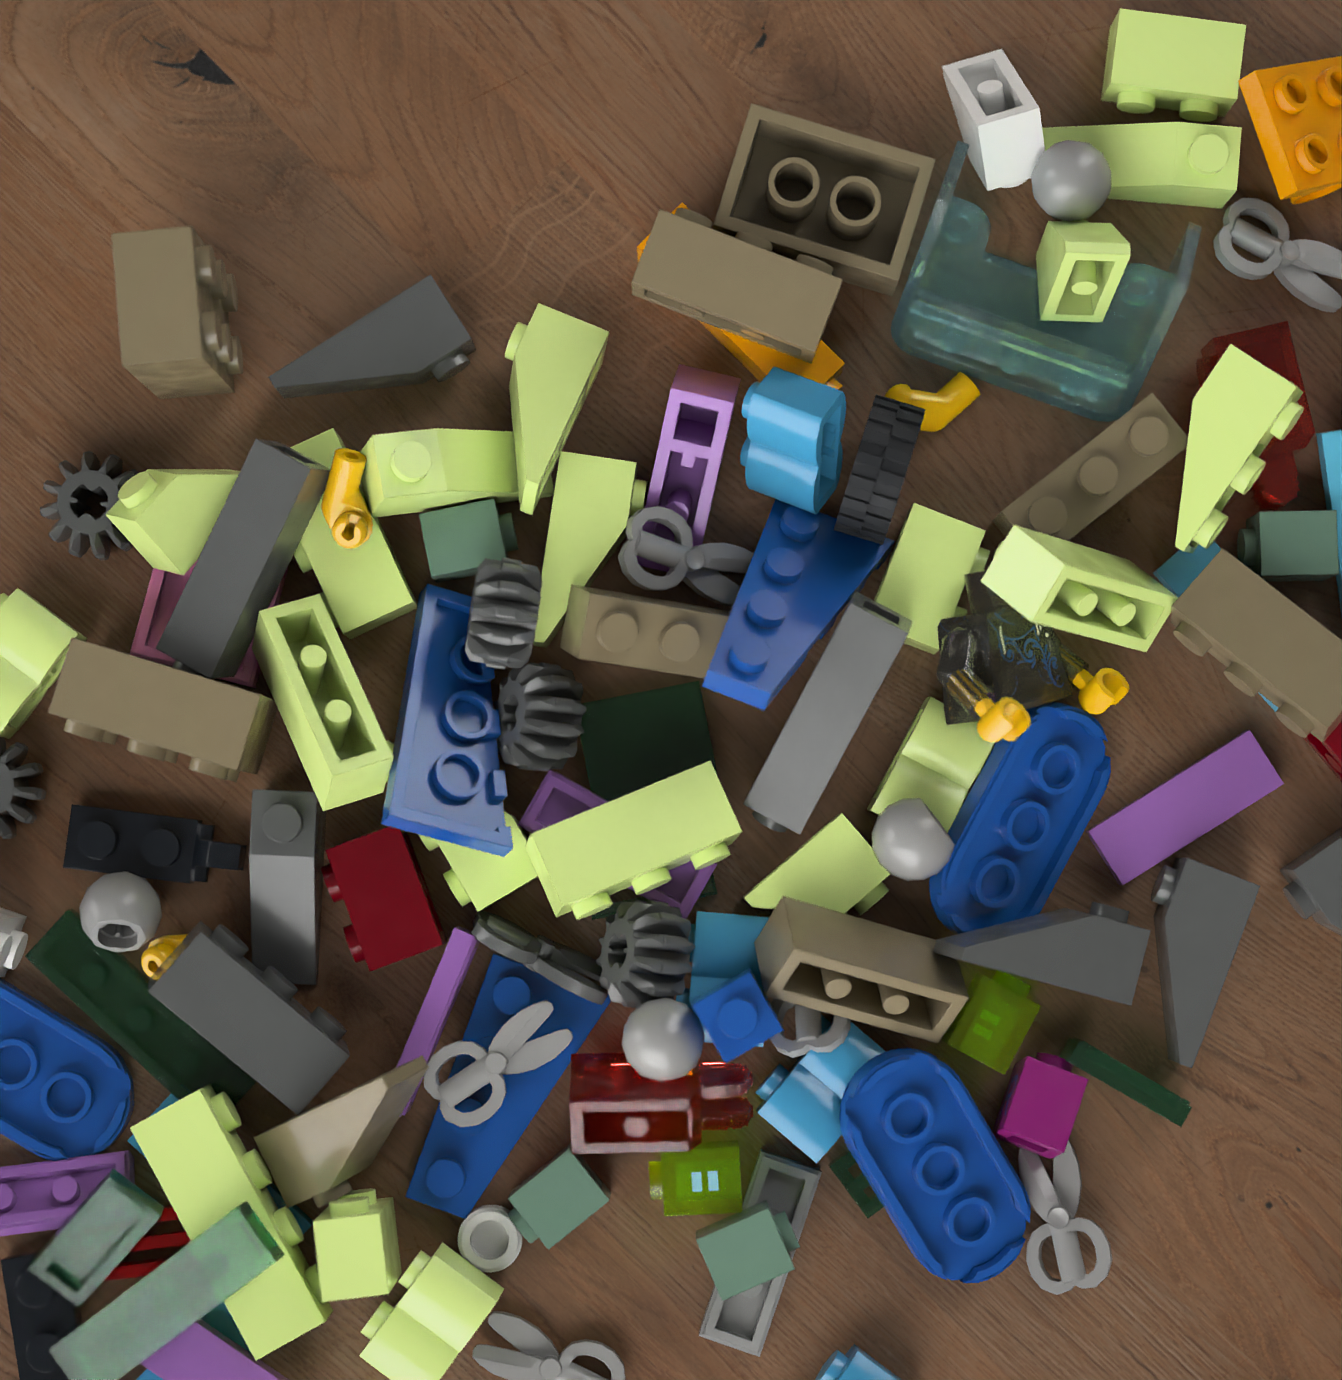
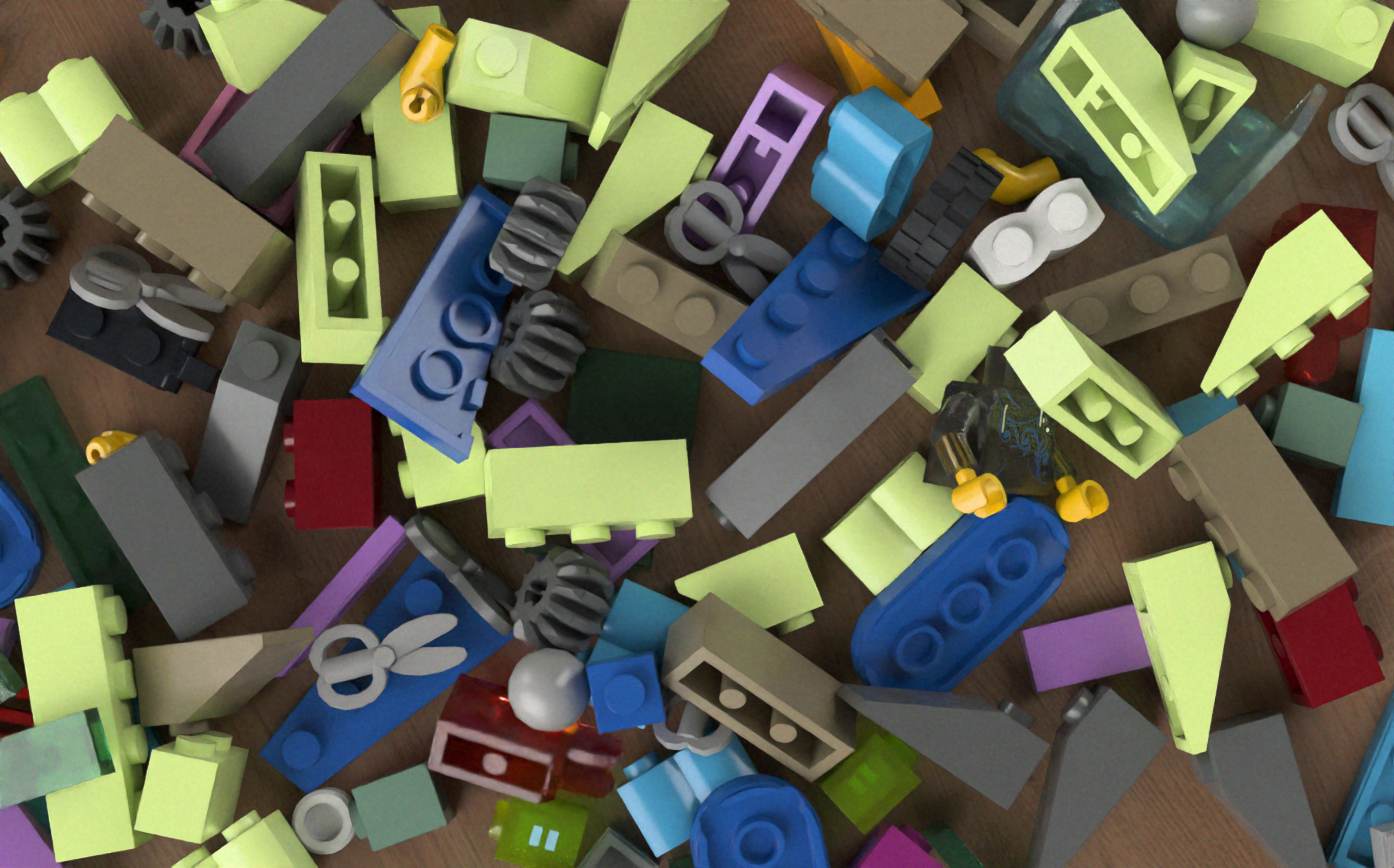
camera: 15 degrees right, 0 degrees up
(120, 912) = (82, 393): light grey piece -> none
(151, 793) = (154, 293): none -> light grey piece
(911, 840) = (851, 581): light grey piece -> none
(979, 444) = (1042, 232): none -> white brick
(1014, 300) = (1125, 103): none -> yellowish green slope
(1238, 775) = (1184, 624): none -> yellowish green slope

